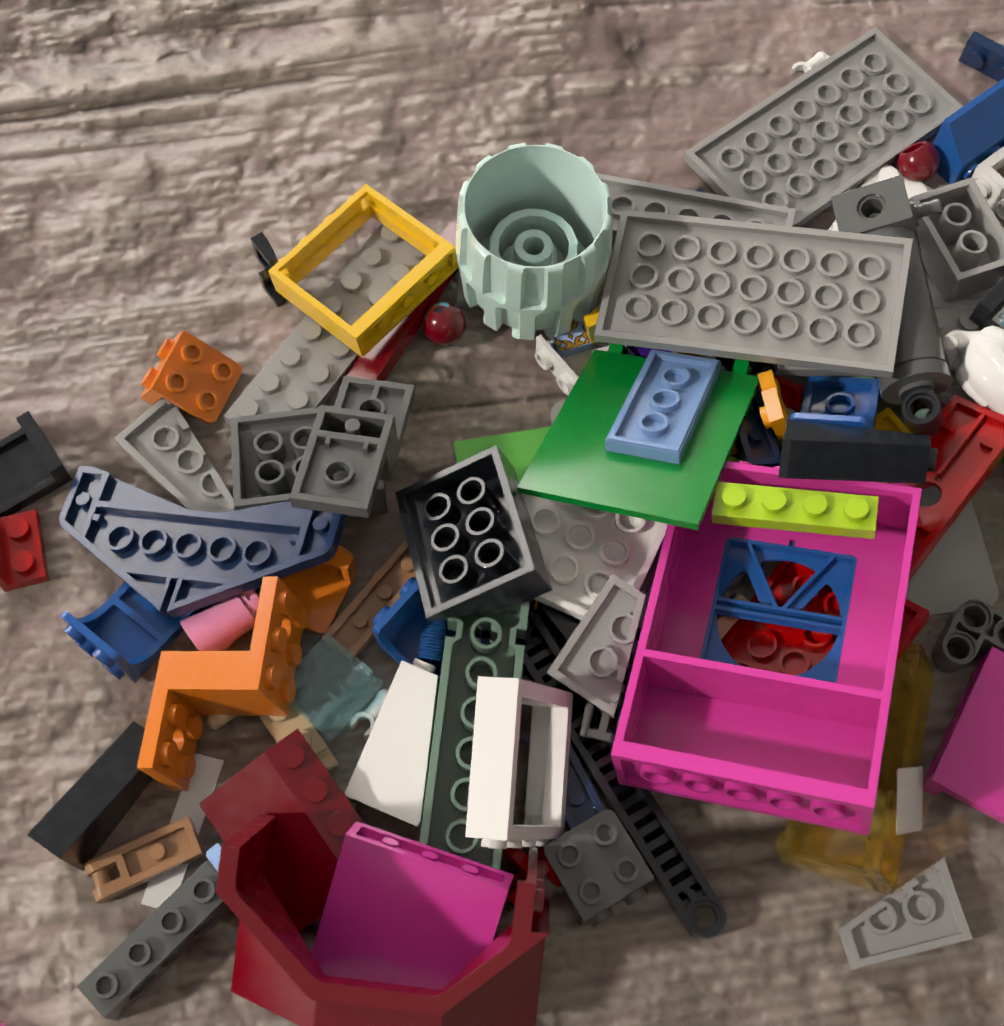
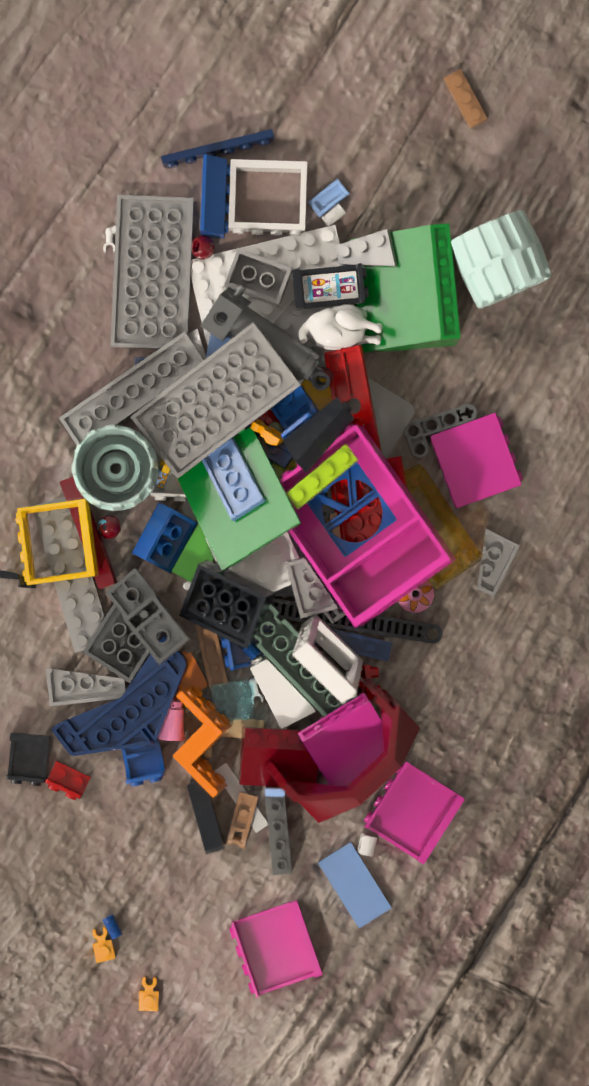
camera: 45 degrees left, 20 degrees up
(191, 377) = (45, 653): orange bracket -> none
(492, 401) = (164, 537): none -> blue slope
(598, 867) = (384, 658): dark grey bracket -> none
(735, 855) = (419, 603): none -> bright pink dish
(909, 800) = (456, 522): white sticker -> none

